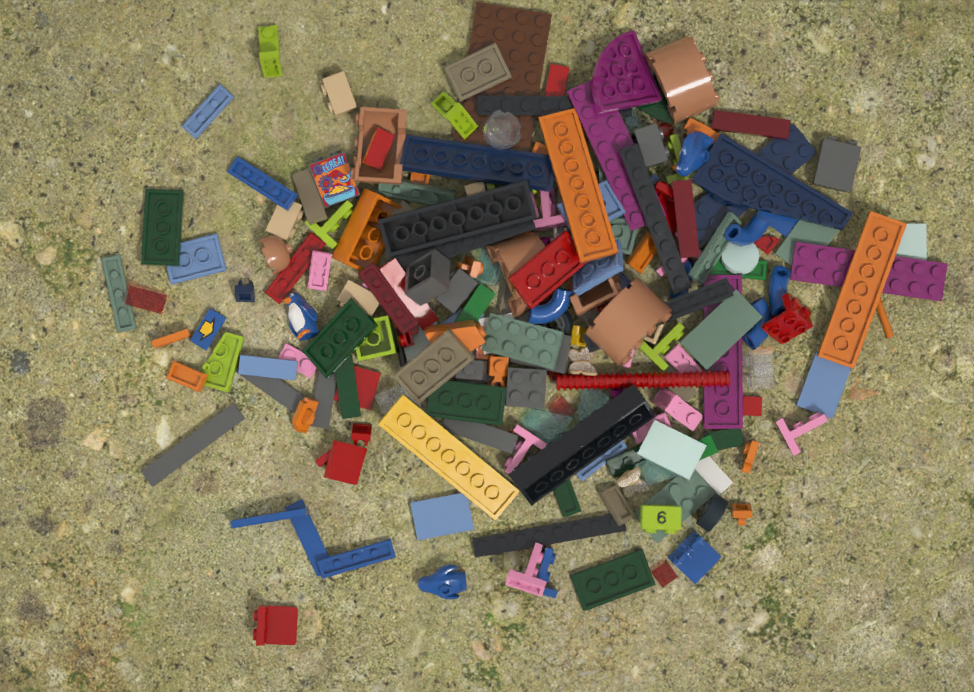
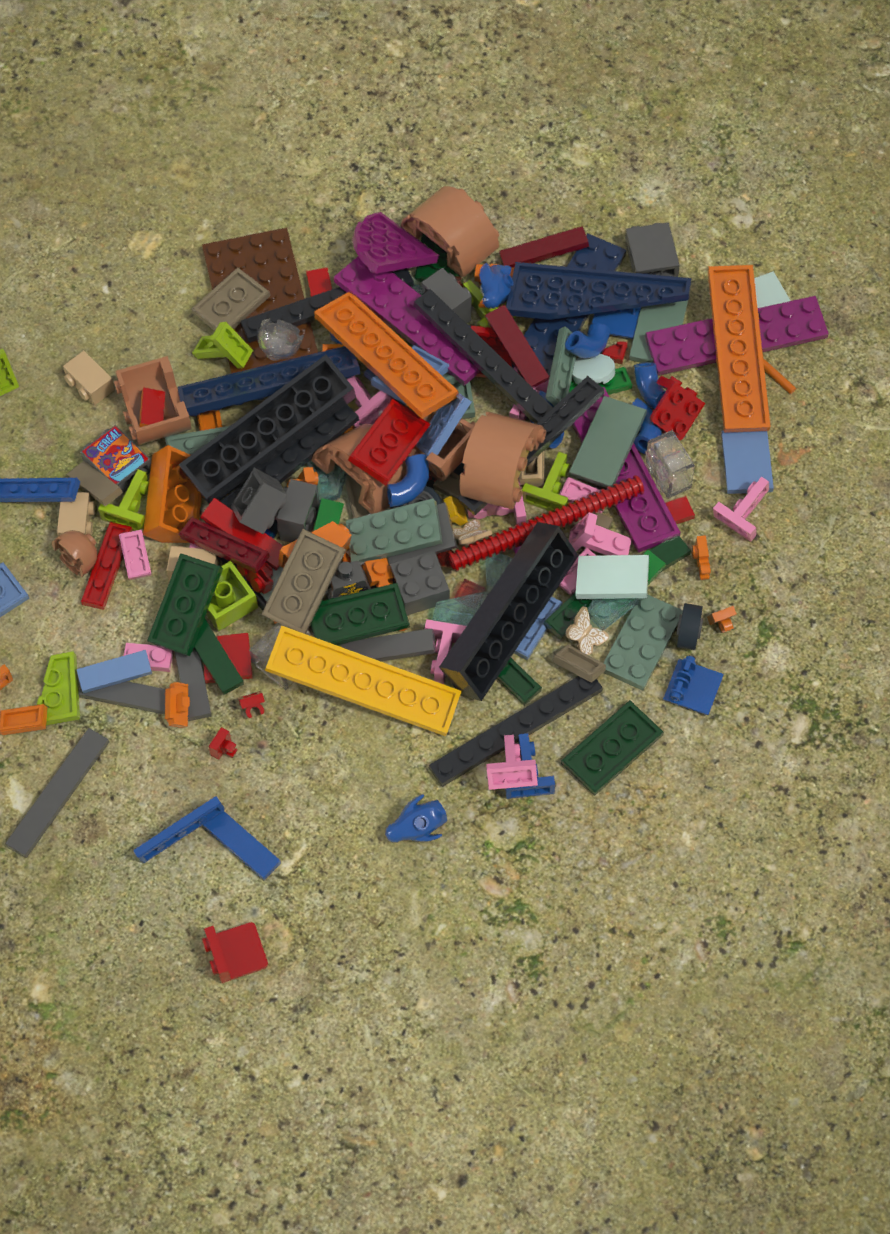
camera: 20 degrees left, 25 degrees down
(208, 329) = (30, 664): blue tile -> none
(245, 293) = (58, 608): dark blue tile -> none
(301, 317) = (133, 606): blue animal -> none
(345, 462) = (245, 736): red tile -> none
(356, 558) = (301, 839): blue tile -> none
(442, 516) = (383, 755): medium blue tile -> none
(642, 254) = (488, 400): orange tile -> none
(660, 518) = (633, 646): lime brick -> none
(664, 574) = (668, 718): clear red tile -> none
(713, 475) = (670, 594): white sticker -> none

